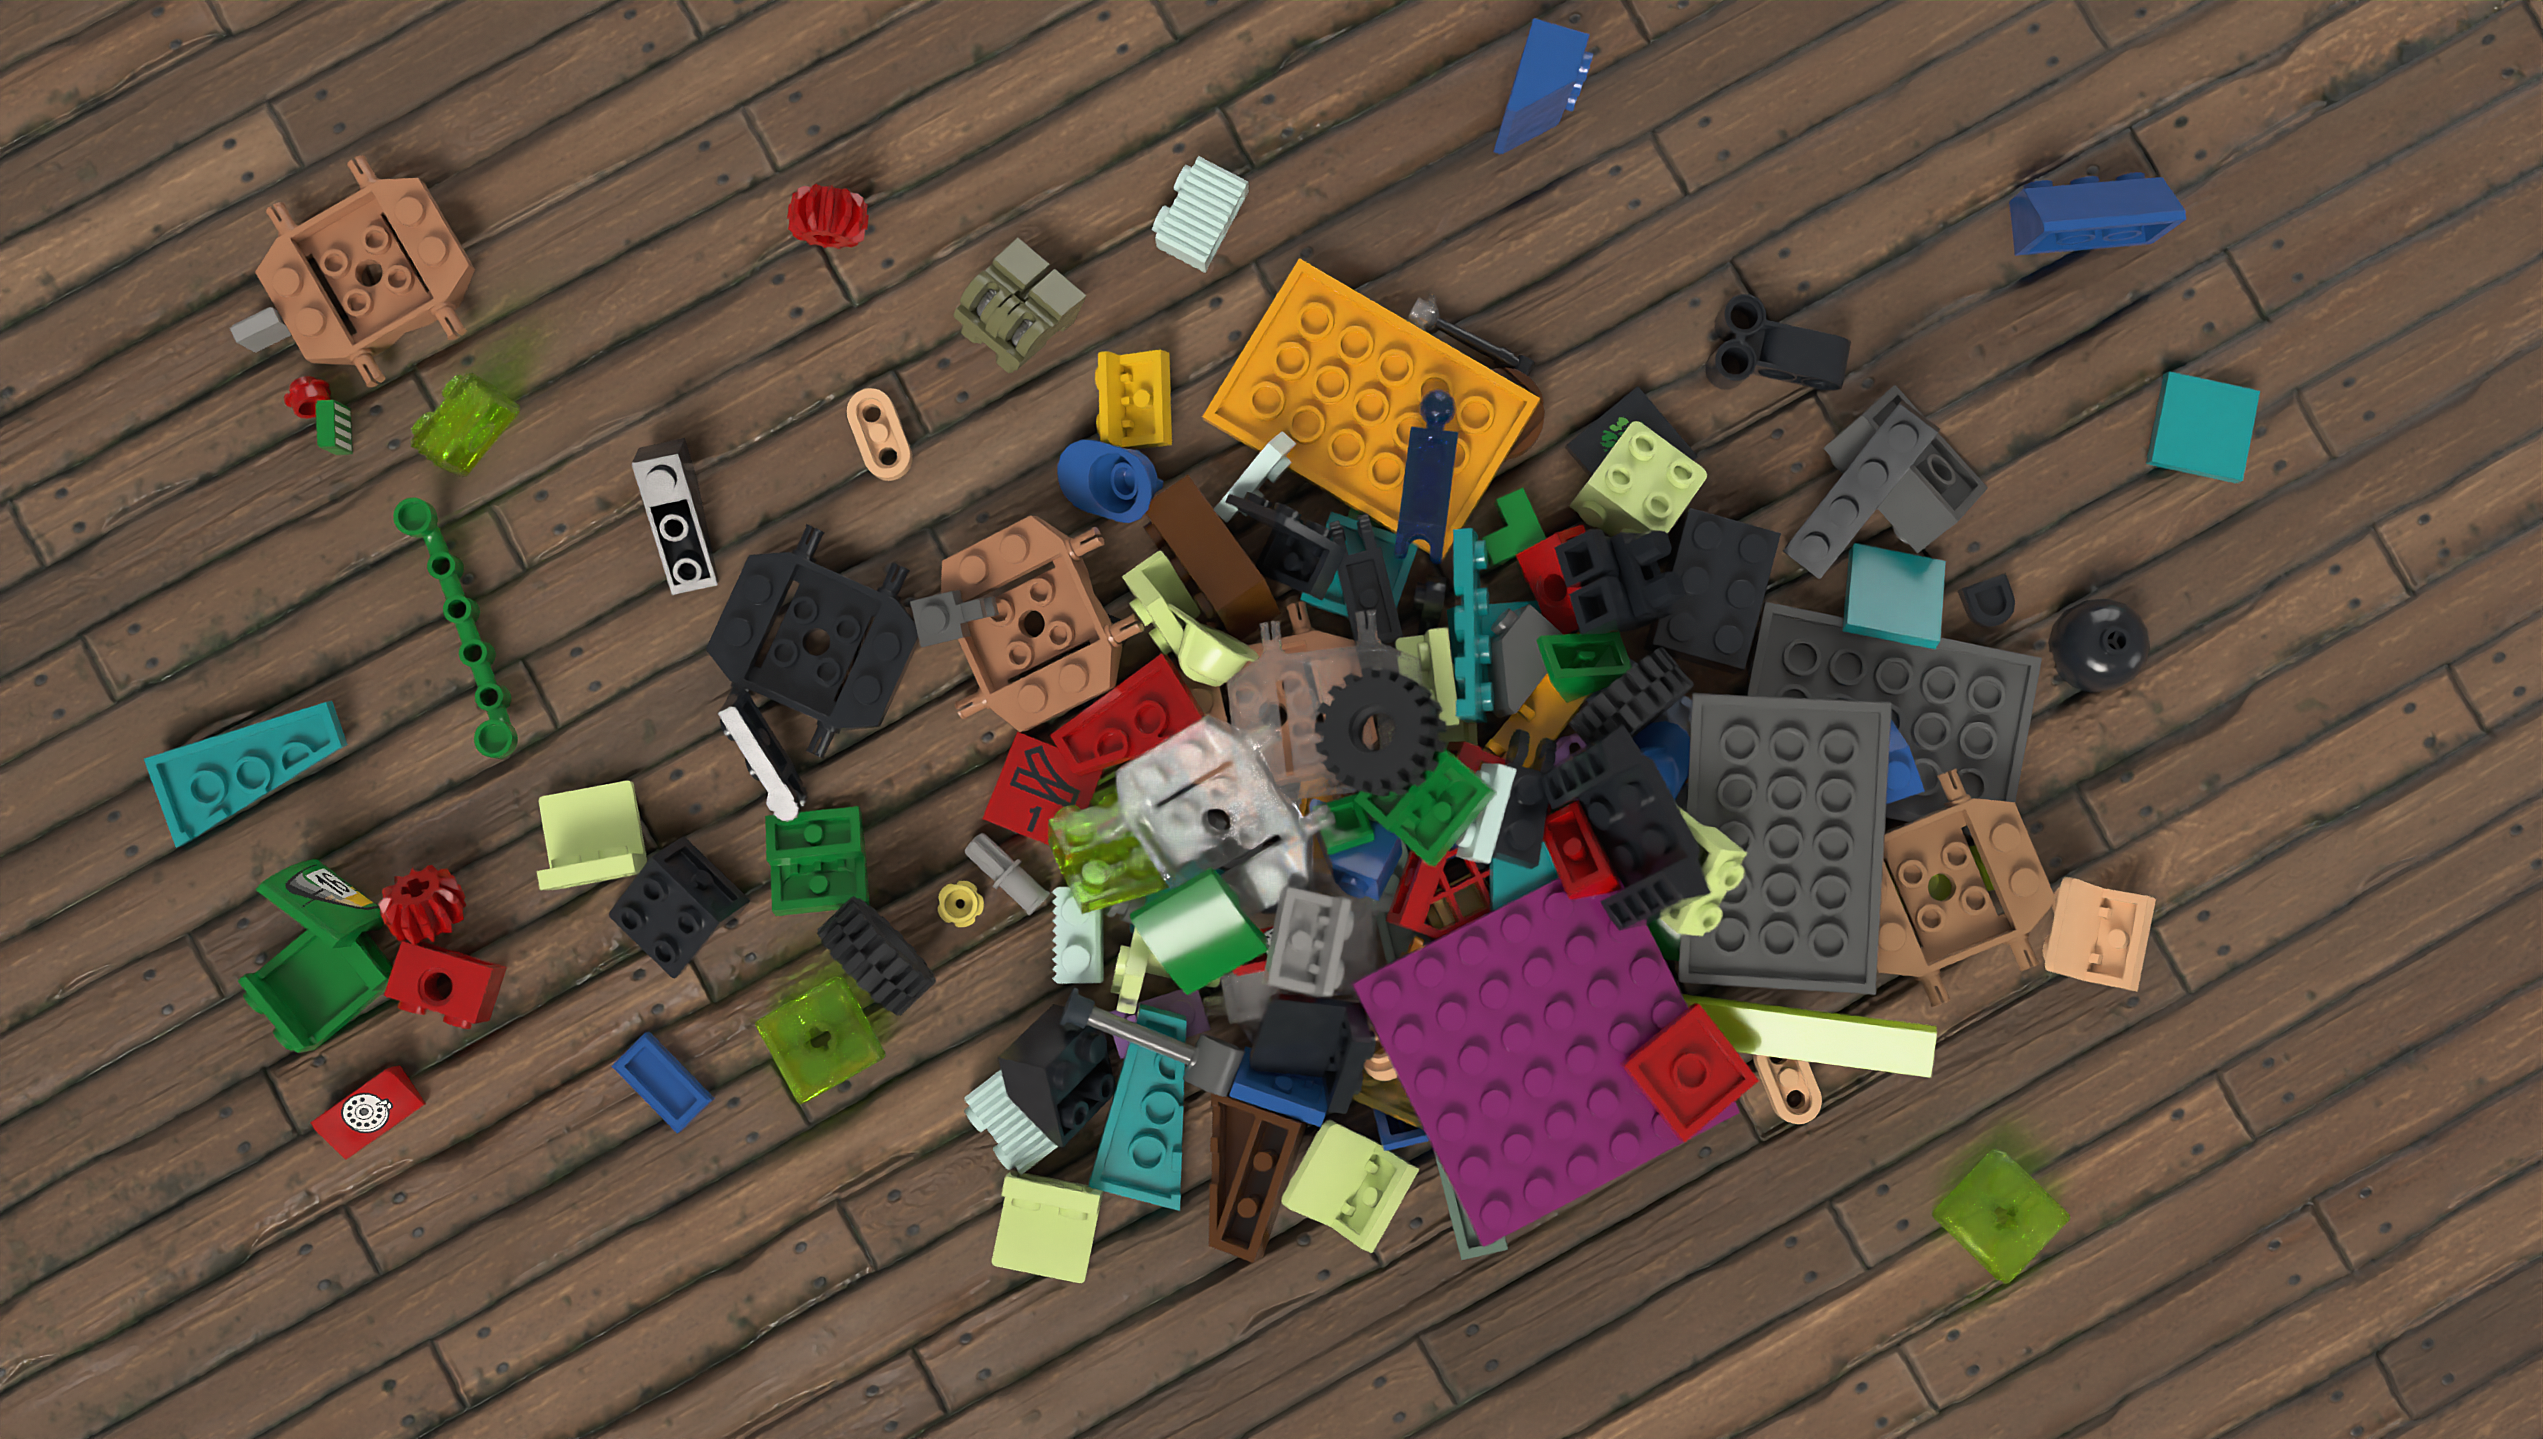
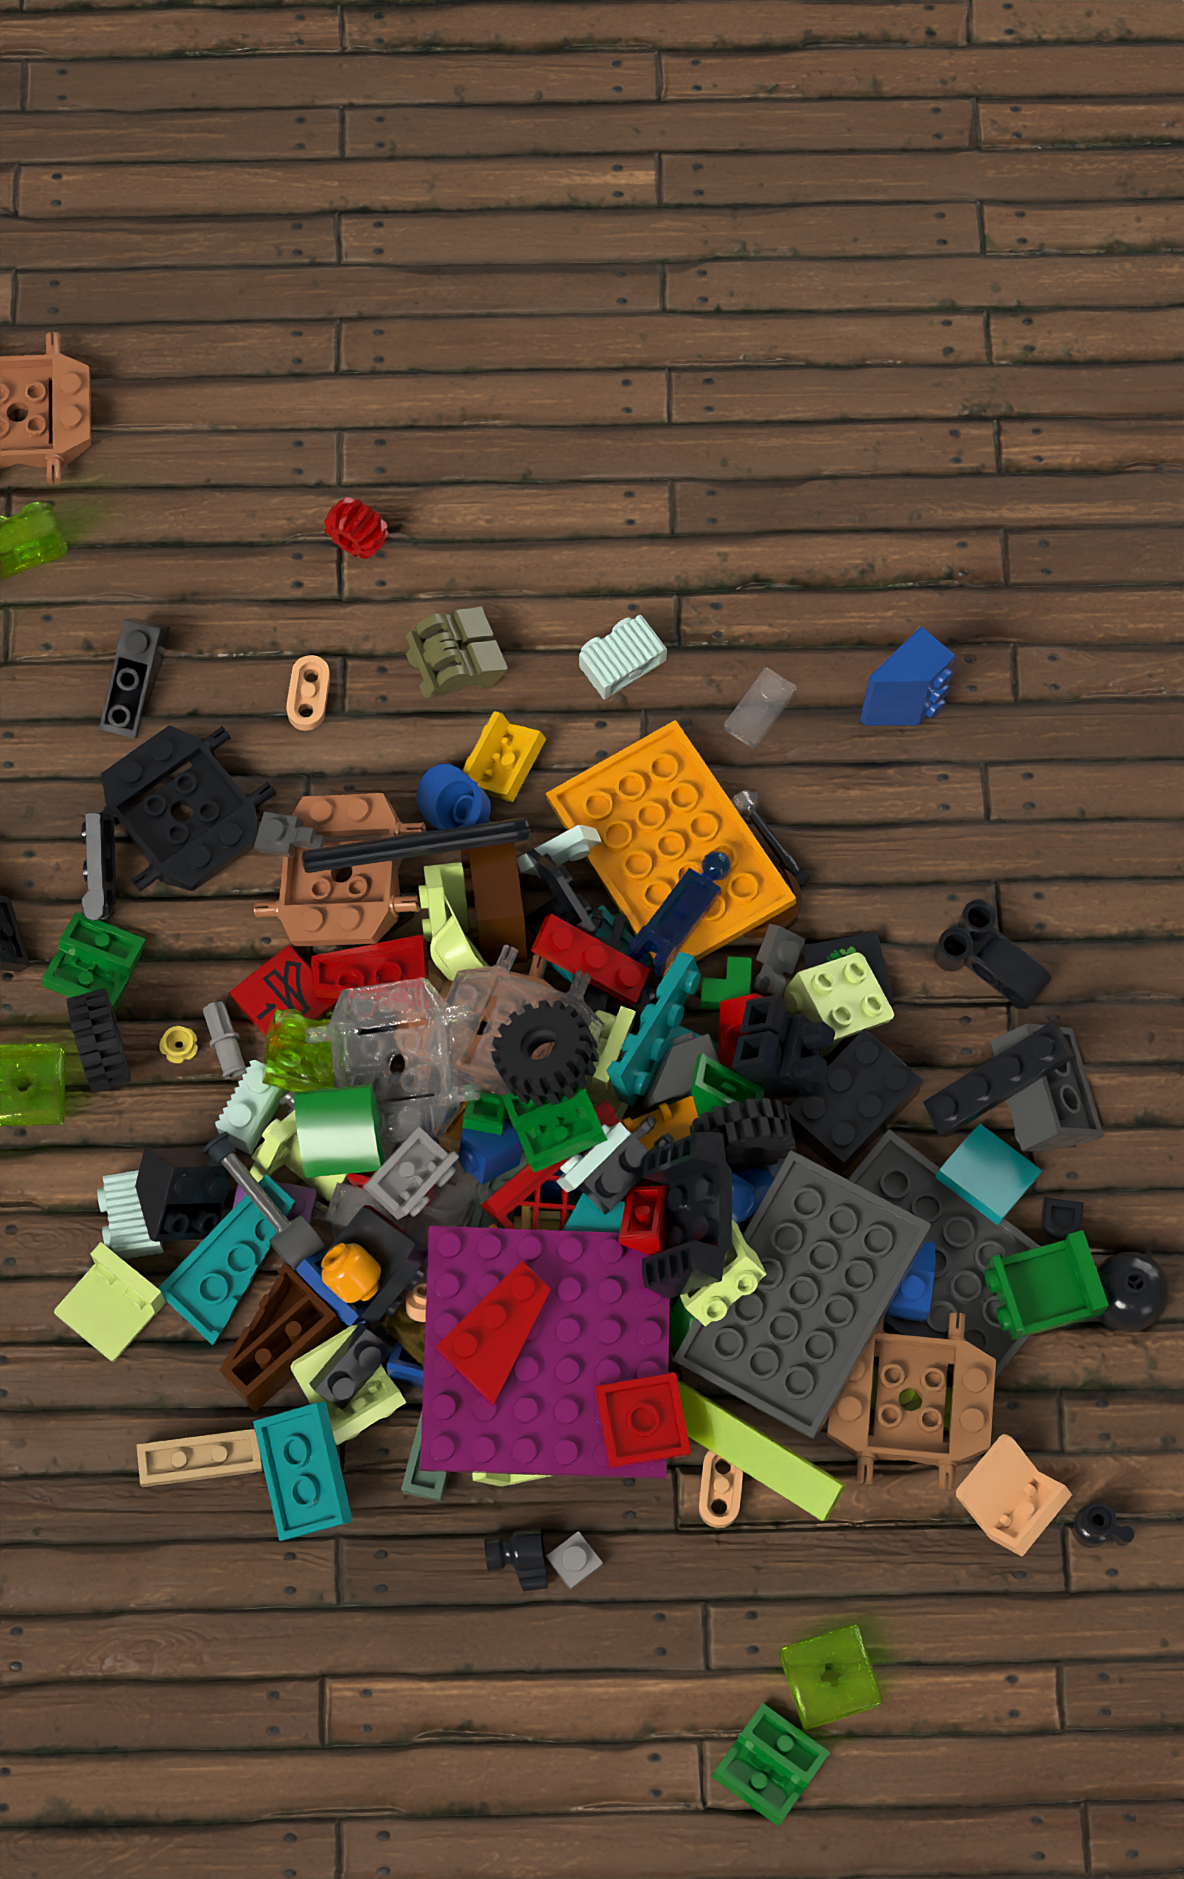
camera: 30 degrees right, 15 degrees down
(1100, 559) = (415, 845): none -> black axle
(1232, 1336) = (198, 1458): none -> tan plate
(1293, 1072) = (351, 1272): none -> light orange head
(1344, 1165) = (351, 1366): none -> black plate
(1352, 1300) = (302, 1471): none -> teal plate
(1361, 587) = (579, 951): none -> red plate
(1379, 194) = (760, 707): none -> clear plate
(1488, 1063) = (494, 1332): none -> red wing
(1548, 469) = (779, 954): none -> dark grey plate
(1622, 1256) = (524, 1552): none -> black piece
(1676, 1233) = (574, 1560): none -> light grey plate
(1984, 1335) = (770, 1764): none -> green slope
(2021, 690) = (1046, 1287): none -> green panel
(2193, 914) = (1096, 1525): none -> black piece

